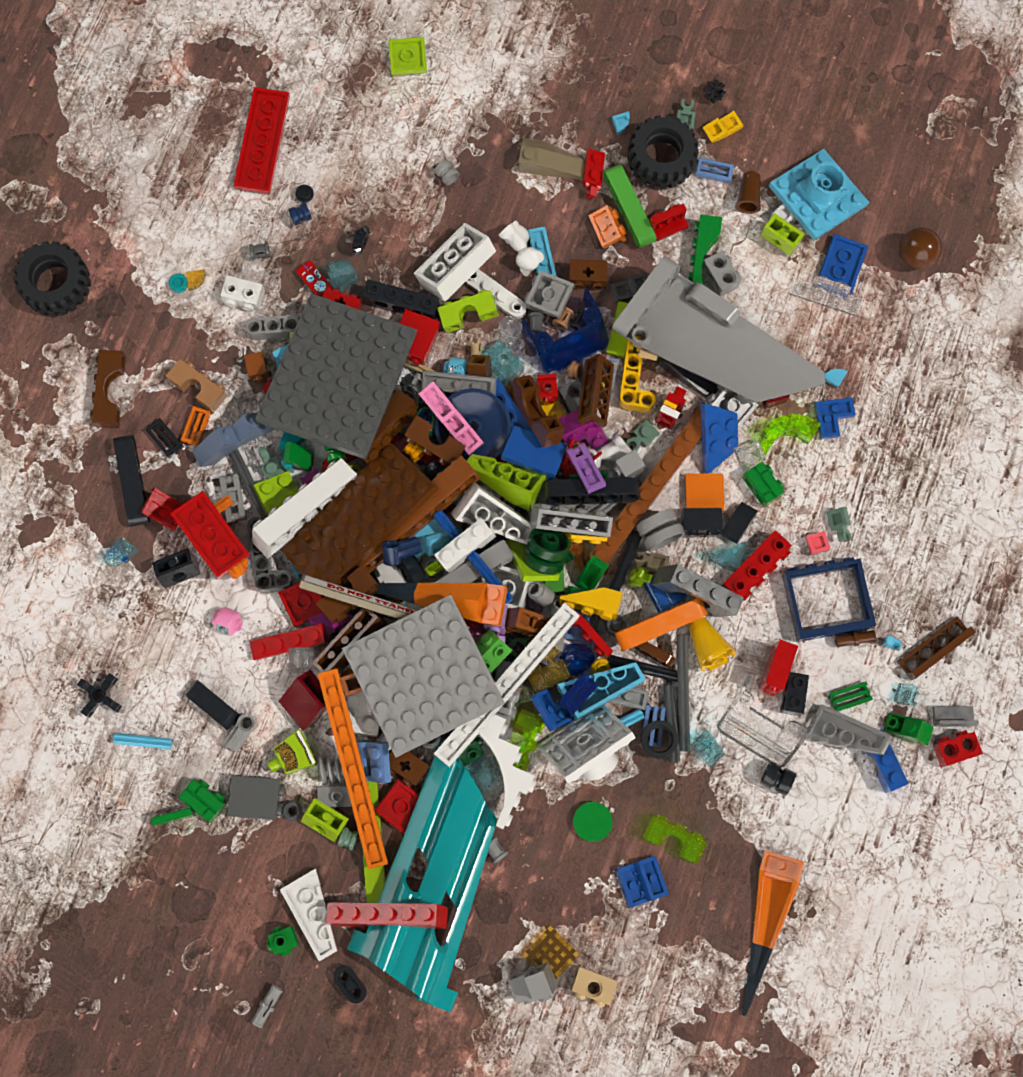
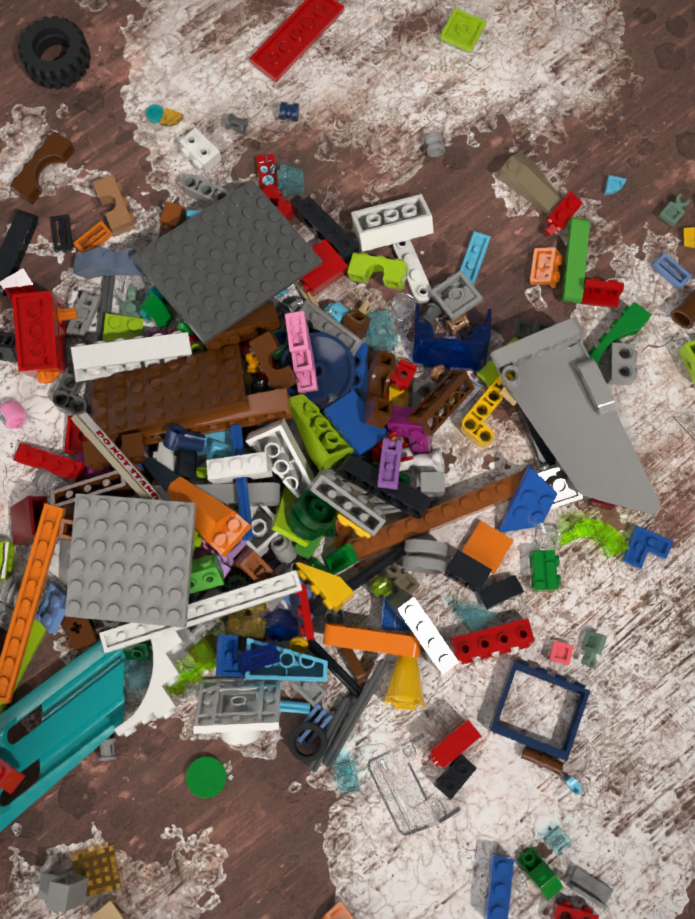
camera: 35 degrees right, 0 degrees up
(304, 193) = (304, 97): black plate -> none
(360, 240) = (325, 160): black gear -> none
(398, 806) = (50, 658): red tile -> none
(528, 257) = (460, 232): white animal -> none
(595, 268) = (498, 289): reddish brown brick -> none
(641, 882) = (215, 858): blue slope -> none
(643, 435) = (465, 465): sand green plate -> none
(662, 130) = (639, 208): black tyre -> none
(671, 408) = (502, 454): red hips -> none
(690, 844) = (259, 822): clear neon green arch -> none
(777, 777) = (393, 844): black wheel -> none
(835, 377) = (669, 513): medium azure tile -> none
(843, 731) = (476, 838): light grey wing -> none
(866, 691) = (522, 814): green tile -> none
(942, 652) = (613, 822): reddish brown fence -> none

